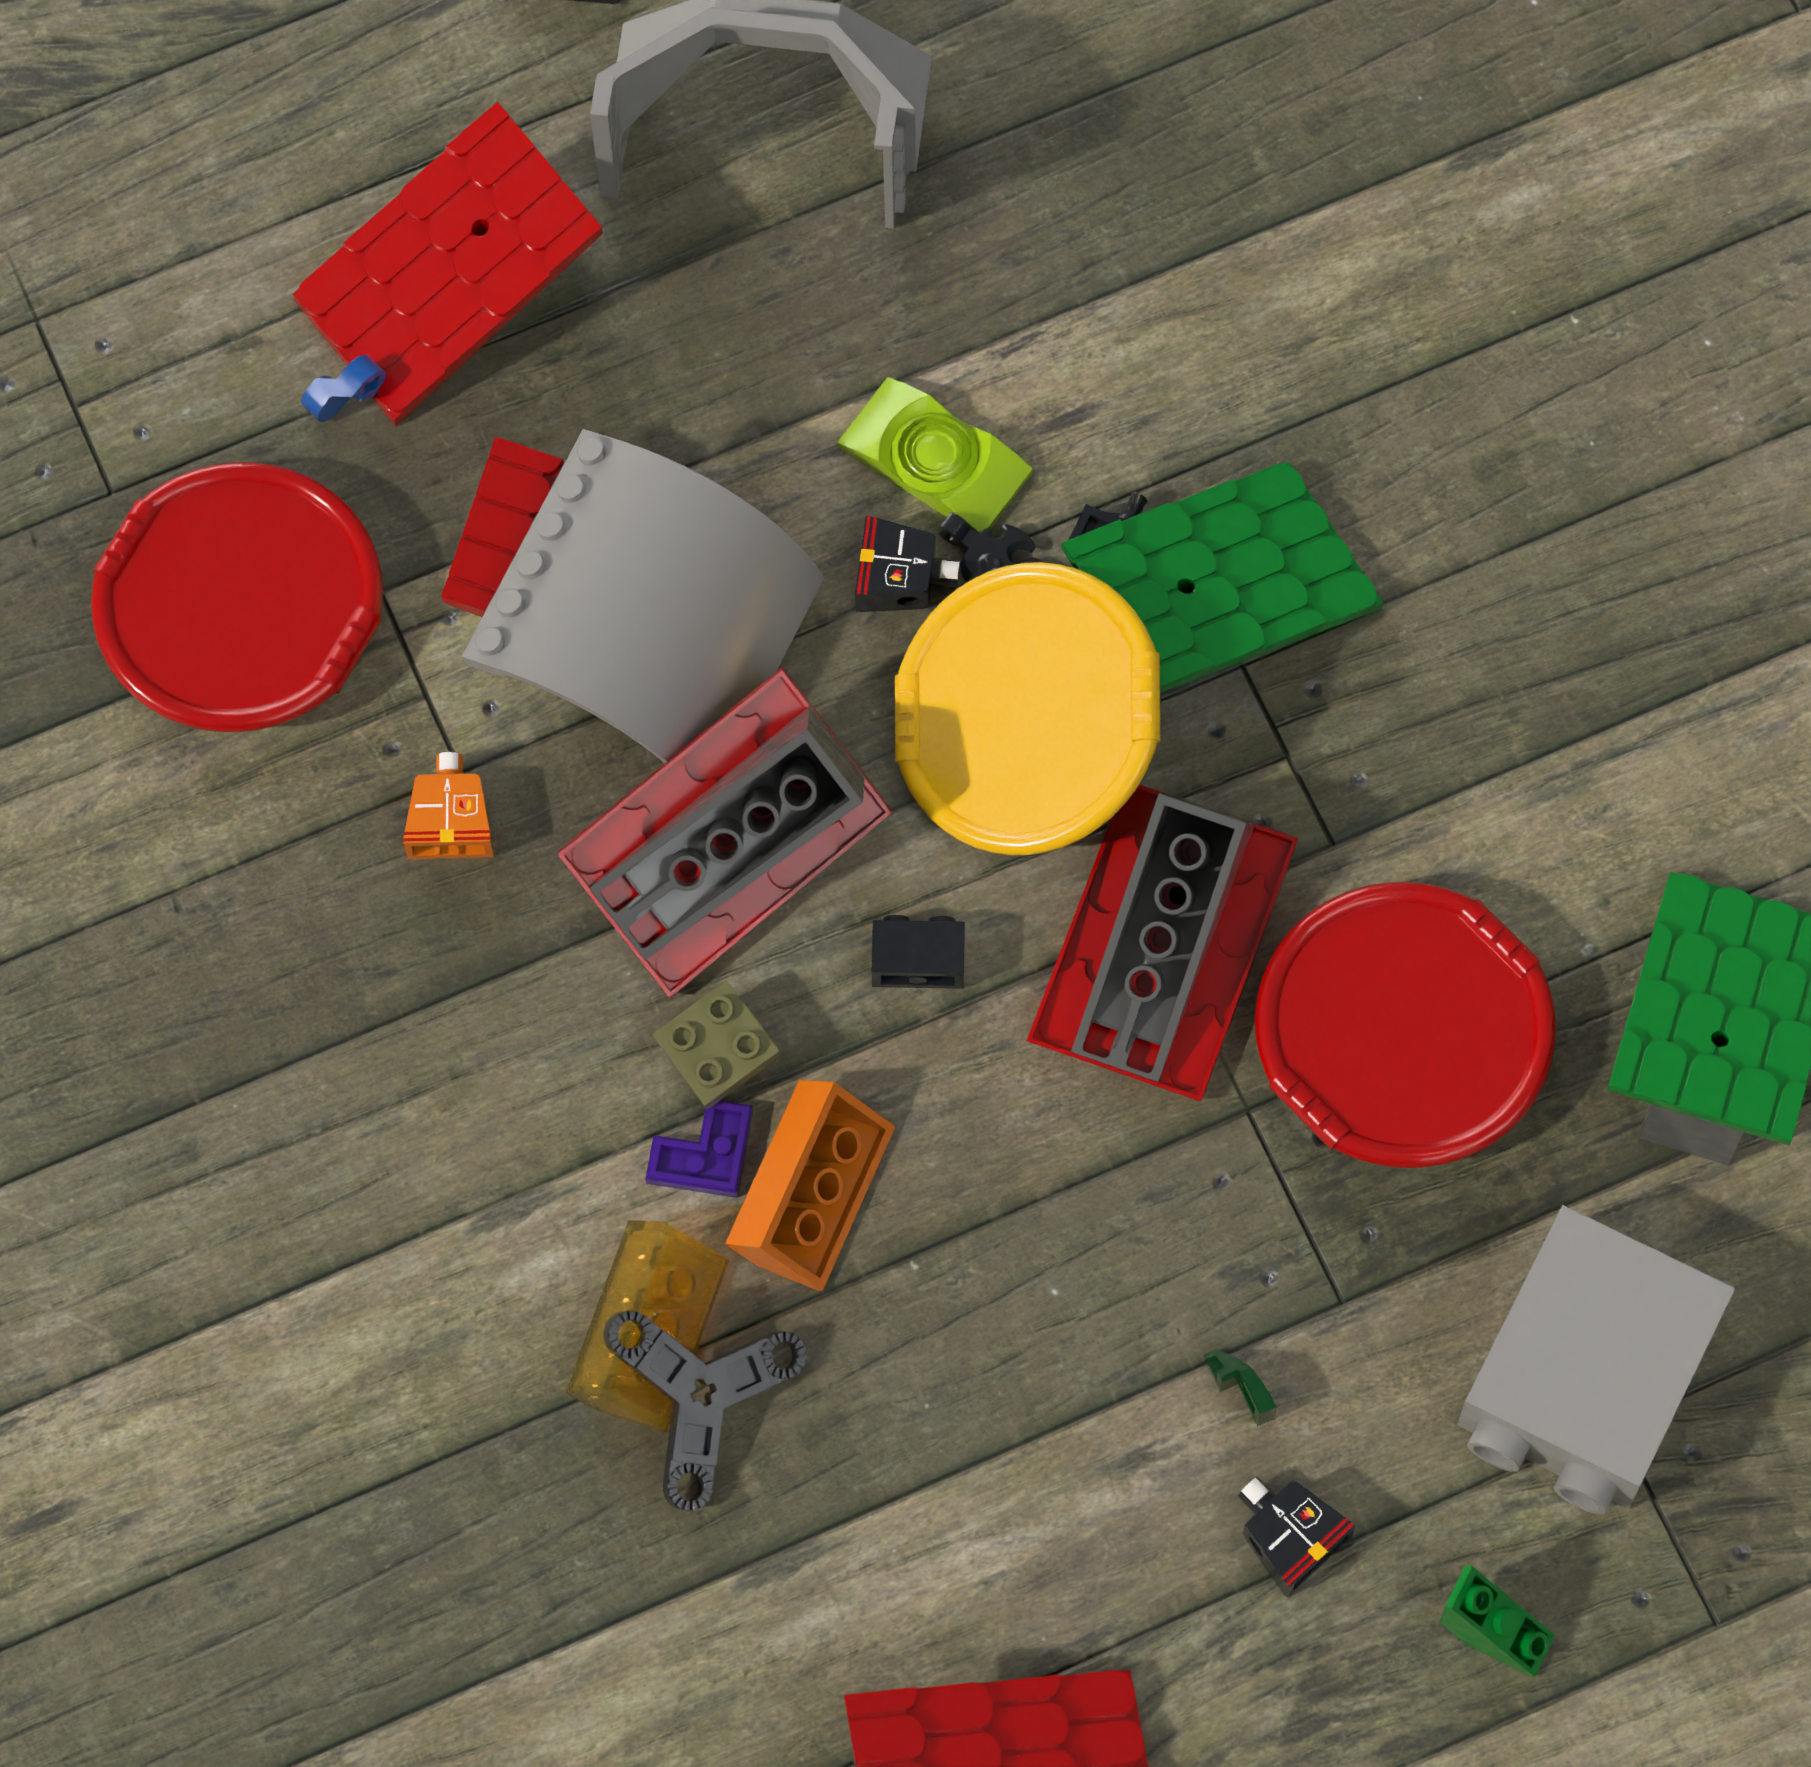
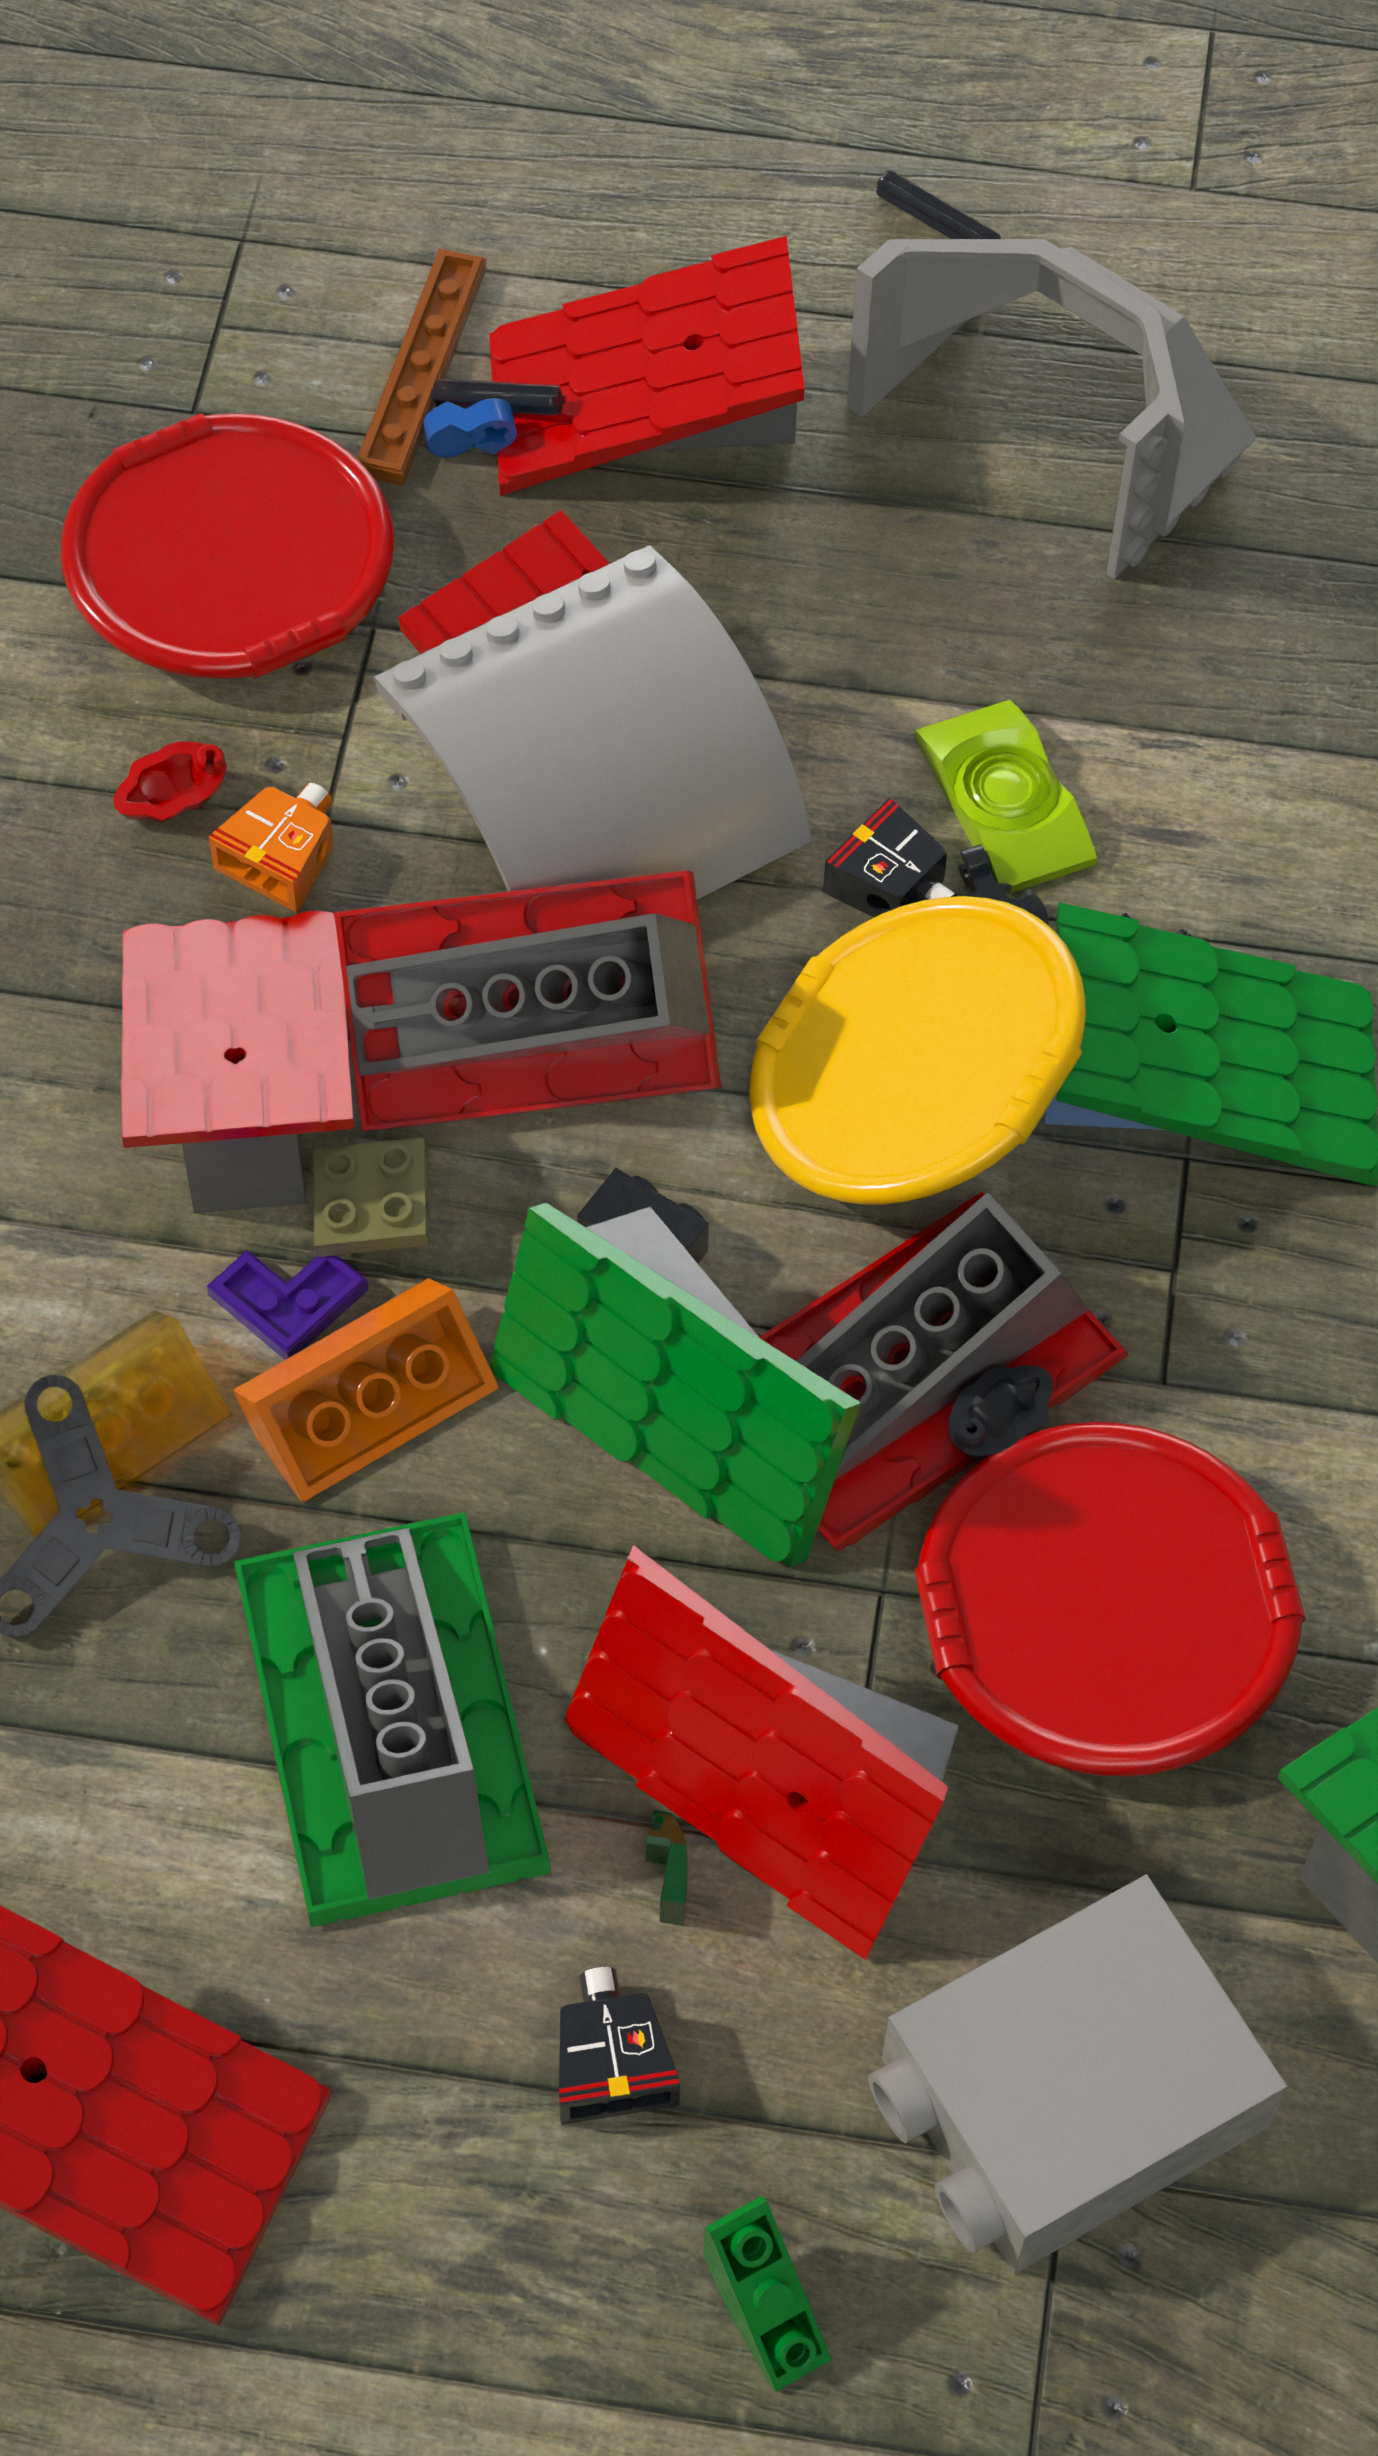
camera: 30 degrees right, 10 degrees down
(258, 350) = (419, 363): none -> dark orange tile
(335, 812) = (171, 781): none -> red arm
(347, 349) = (522, 397): none -> black axle
(545, 988) = (235, 1051): none -> piece
(989, 1401) = (390, 1719): none -> piece
(1018, 1051) = (668, 1375): none -> green piece
(1251, 937) = (1000, 1409): none -> black arm
(1270, 1275) = (764, 1754): none -> red piece

